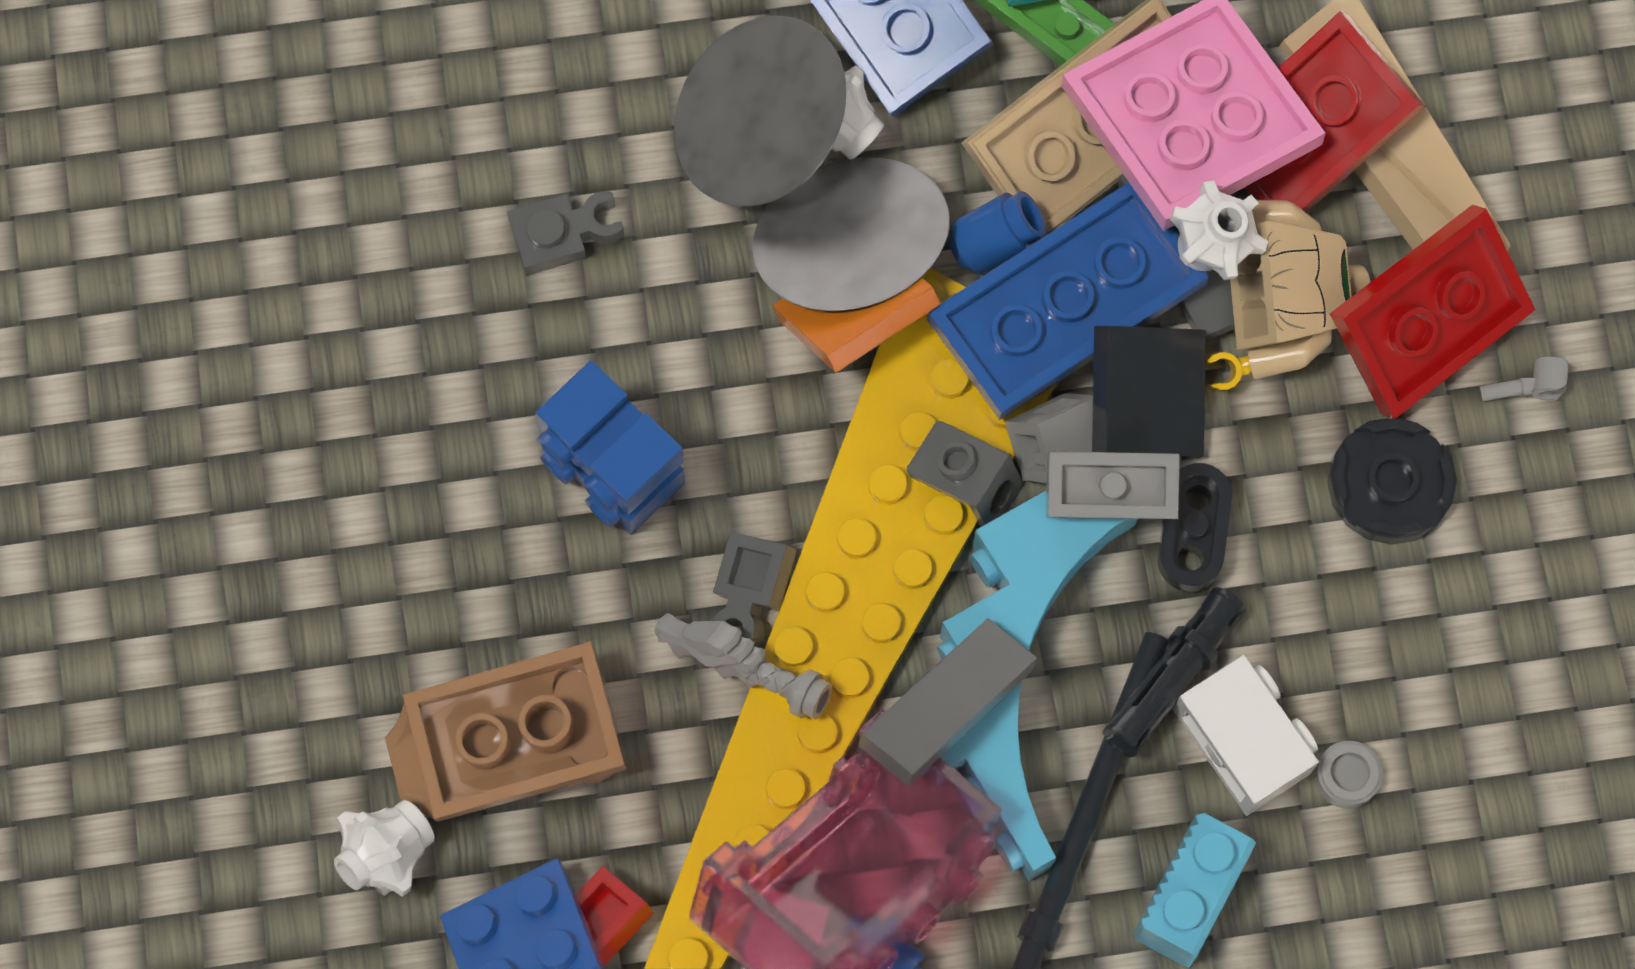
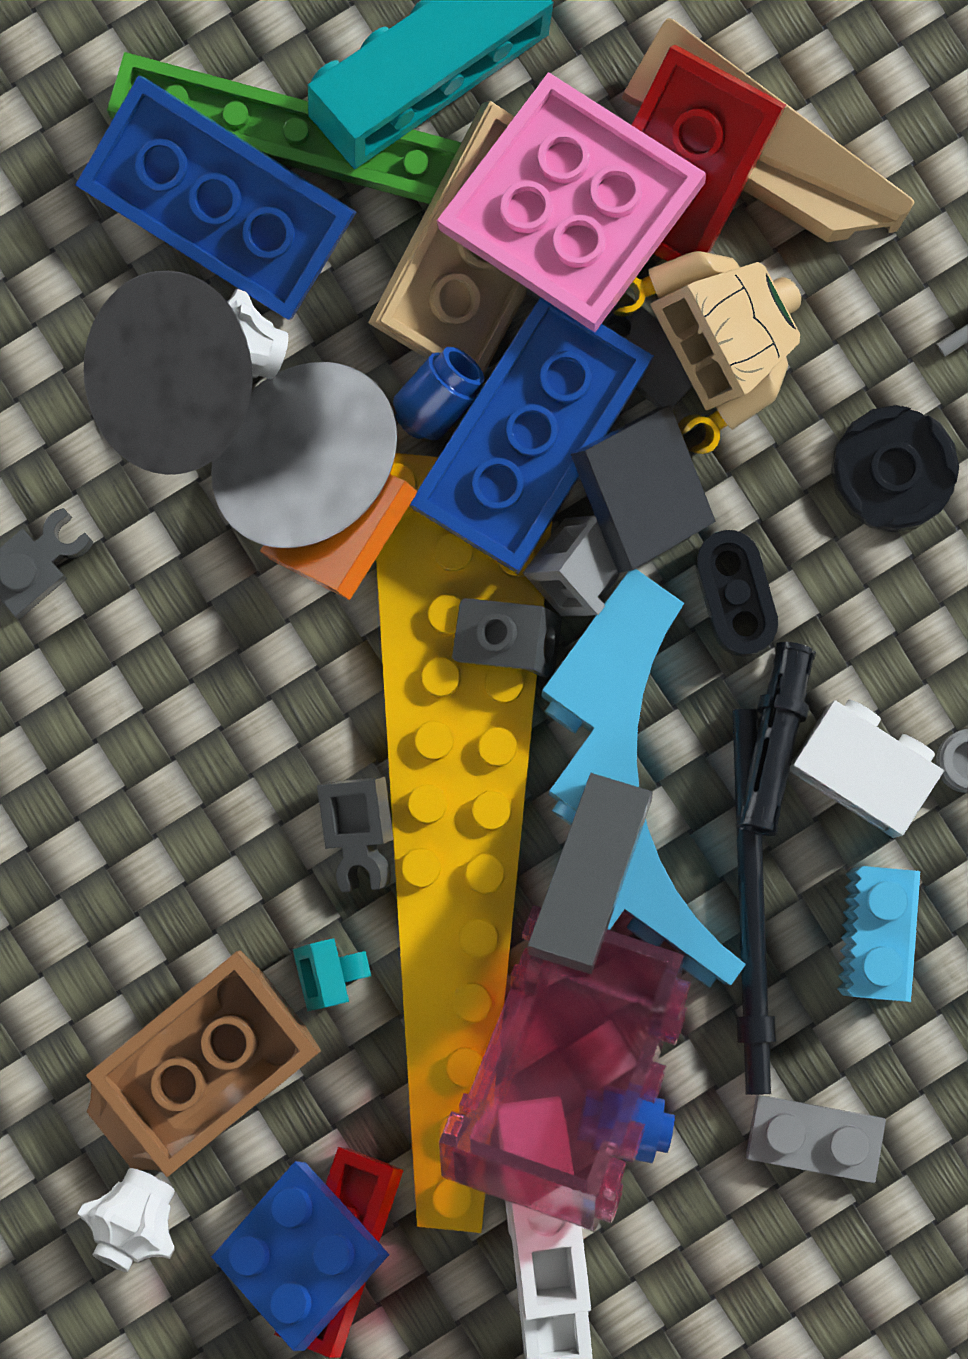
camera: 20 degrees left, 10 degrees up
(609, 448) = (171, 759): blue brick -> none
(664, 705) = (325, 973): none -> teal tile
(730, 654) = (359, 900): light grey piece -> none
(1112, 485) = (651, 597): light grey plate -> none
(1217, 231) = (648, 315): white rock -> none
(1433, 311) = (870, 295): red plate -> none

